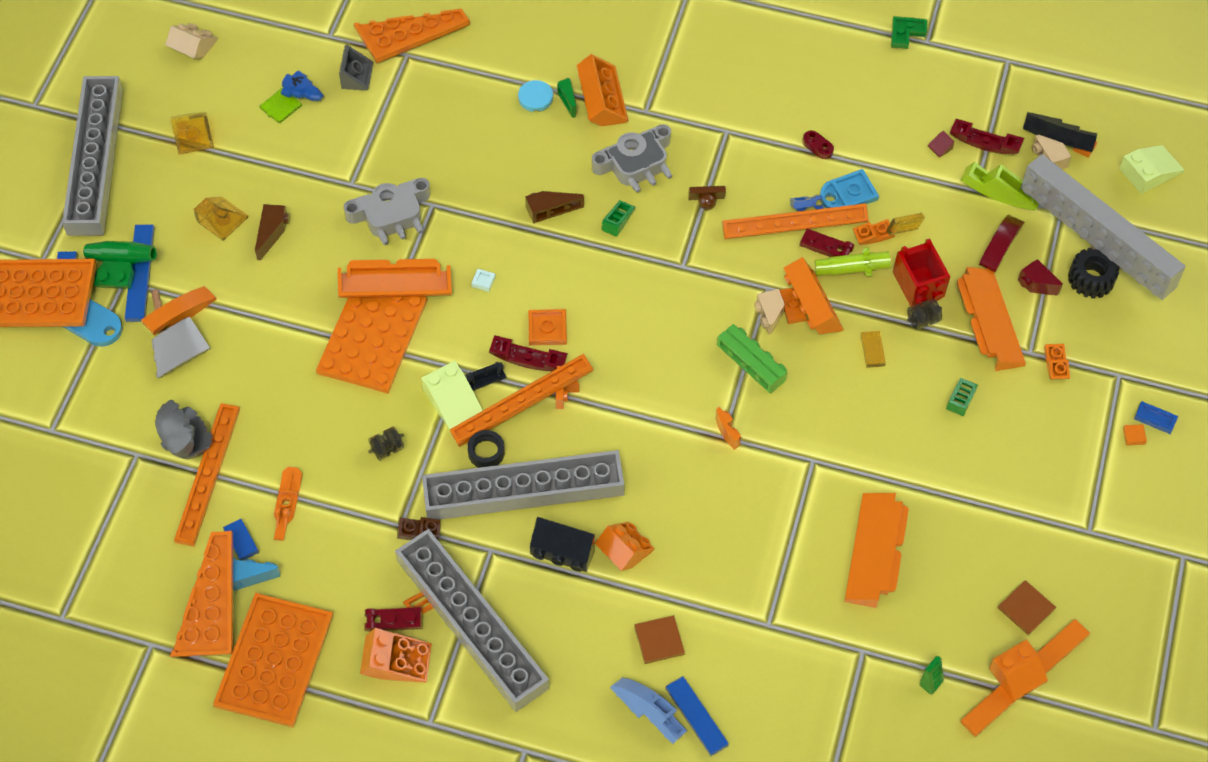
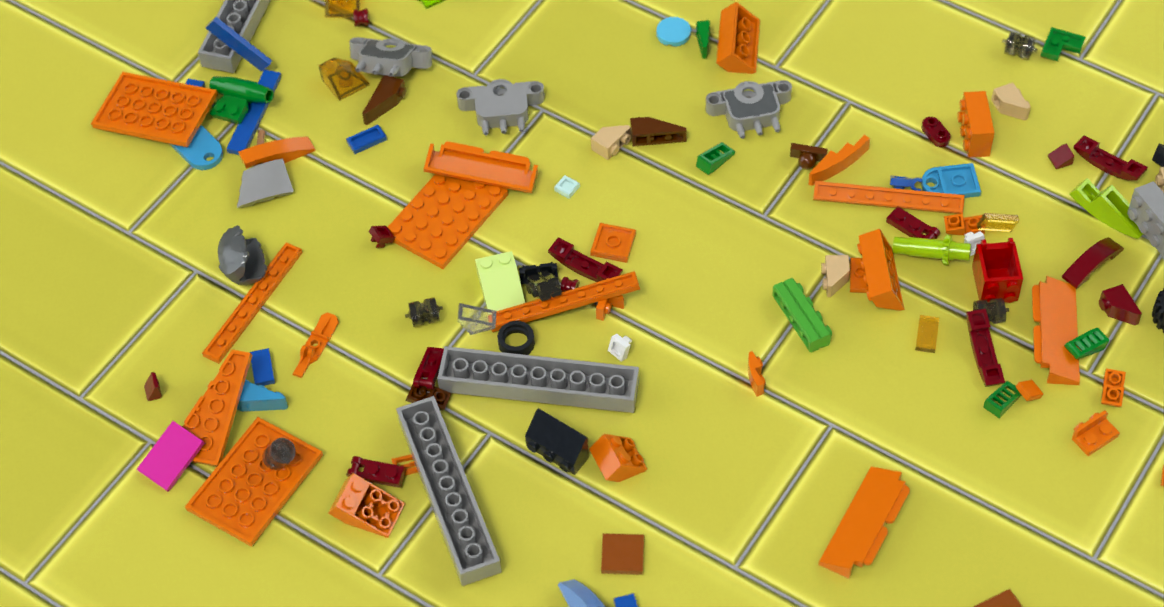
camera: 20 degrees right, 5 degrees down
(104, 205) = (238, 44): none -> blue tile
(135, 589) = (152, 387): none -> slope
(180, 656) = (170, 456): none -> dark pink tile
(217, 147) = (361, 17): none -> dark red wheel
(262, 189) = (395, 61): none -> light grey piece
(265, 275) = (366, 139): none -> blue tile
(294, 627) = (279, 454): none -> clear smoke wheel
(316, 373) = (381, 235): none -> dark red tile
(411, 499) = (428, 368): none -> dark red plate
(441, 438) = (476, 319): none -> clear slope
(497, 388) = (543, 285): none -> clear smoke brick
(511, 222) = (610, 140): none -> tan slope
(520, 382) = (567, 284): none -> dark red wheel
(589, 432) = (619, 346): none -> white tile
(736, 196) = (837, 162): none -> orange slope
(856, 129) = (976, 124): none -> orange brick
(870, 40) = (1019, 45): none -> clear smoke wheel
(879, 99) = (1010, 101): none -> tan slope
(891, 245) = (973, 239): none -> white tile
(929, 351) = (983, 348): none -> dark red slope
(983, 382) = (1029, 390): none -> orange tile
(1023, 323) = (1089, 343): none -> green slope
(1054, 410) = (1094, 433): none -> orange bracket

